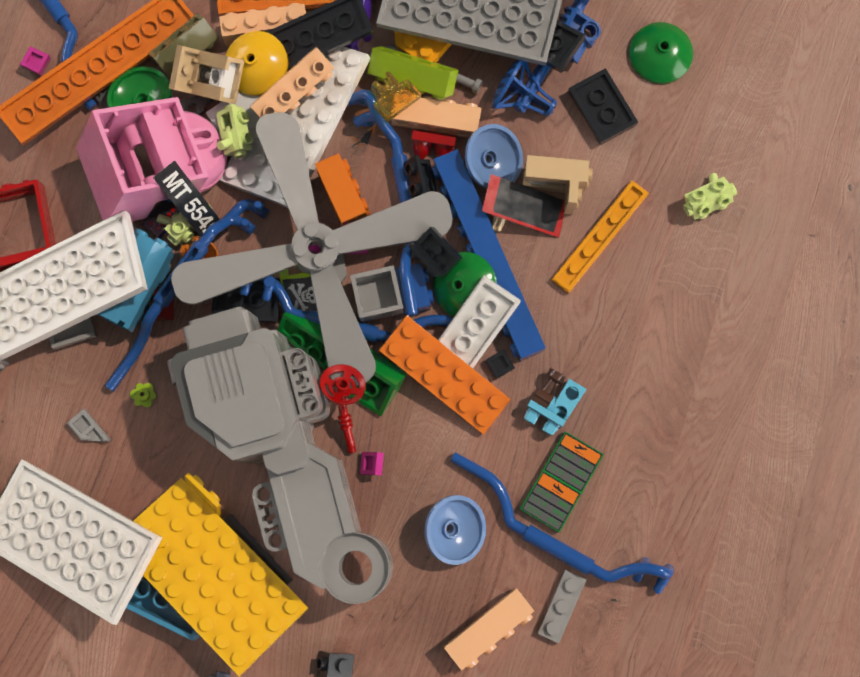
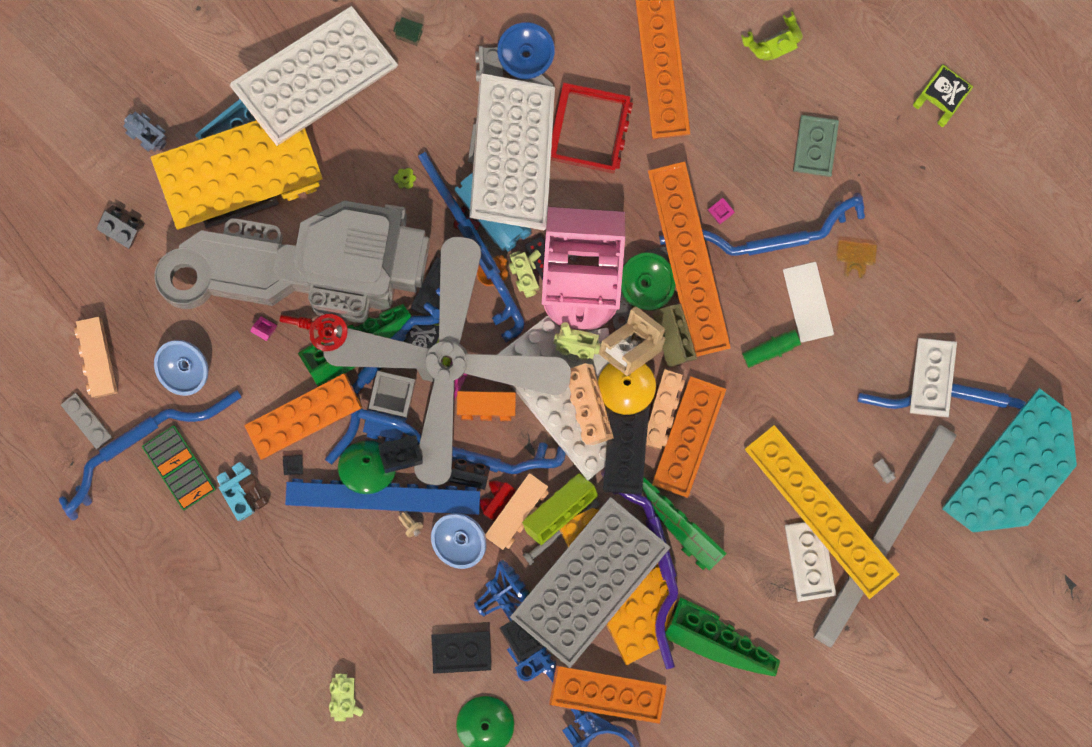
camera: 110 degrees right, 5 degrees up
(87, 428) = (399, 124): light grey tile -> none
(187, 199) = (530, 280): black sticker -> none
(393, 97) = (542, 482): clear yellow plate -> none
(479, 321) = (330, 462): white tile -> none
(524, 206) = (407, 546): black sticker -> none
(560, 176) = (416, 586): tan brick -> none
(600, 237) = (356, 596): light orange tile -> none

